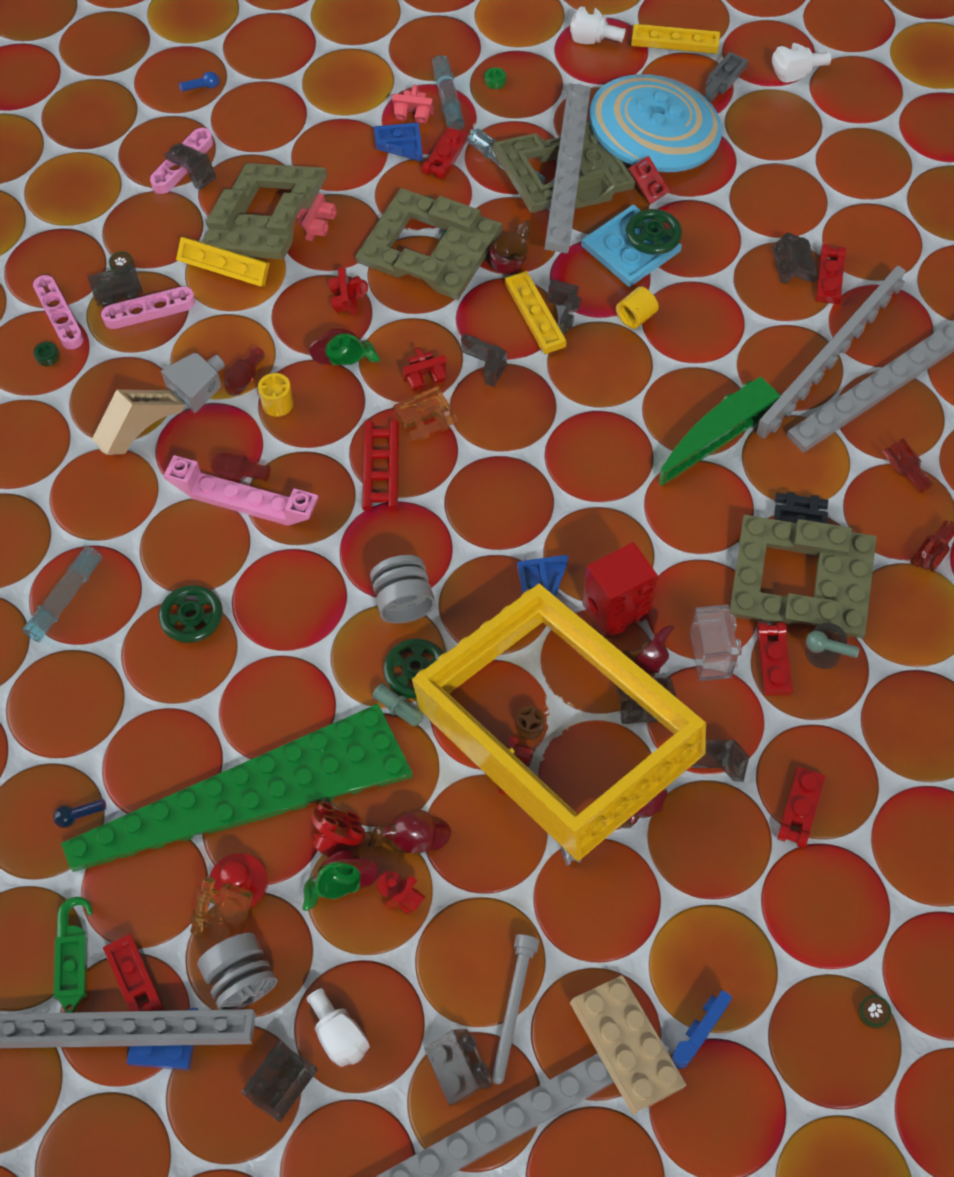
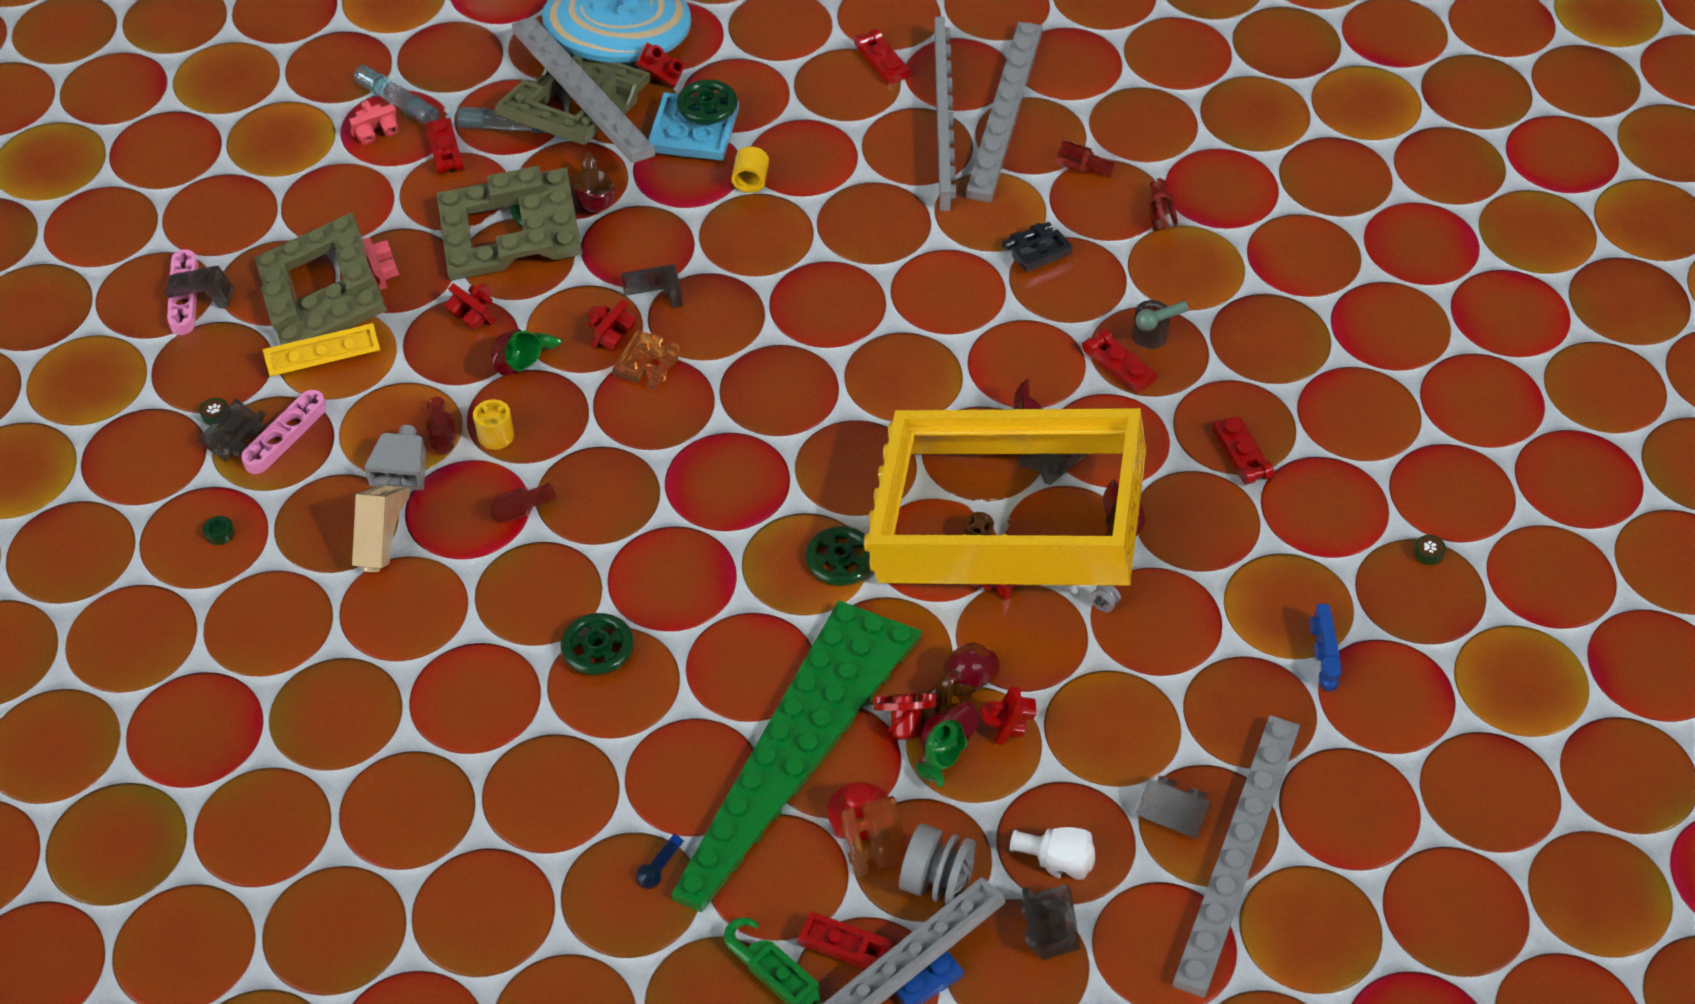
camera: 40 degrees left, 10 degrees down
(58, 311) = (194, 485): bright pink beam -> none
(62, 594) = (457, 707): clear light blue piece -> none
(208, 80) = (134, 210): blue bar -> none
(238, 497) = (549, 526): bright pink slope -> none
(391, 475) = (646, 438): red bar -> none
(398, 705) = (855, 590): sand green axle -> none
(400, 140) = (390, 157): blue wing -> none
(402, 589) = (775, 496): light grey wheel -> none
(495, 78) = (427, 61): green tile -> none
(525, 948) = (1140, 688): light grey piece -> none
(535, 312) = (662, 224): yellow plate -> none
(542, 571) = (873, 419): blue wing -> none
(565, 295) = (680, 195): clear smoke bracket -> none
(619, 589) = (962, 371): red piece -> none
(627, 1044) = (1283, 695): tan plate -> none
(714, 642) = (1068, 372): clear piece -> none
(720, 426) = (910, 214): green slope -> none
(725, 755) = (1157, 449): clear smoke bracket -> none
(794, 258) = (841, 61): clear smoke bracket -> none
(840, 581) = (1109, 264): olive piece -> none

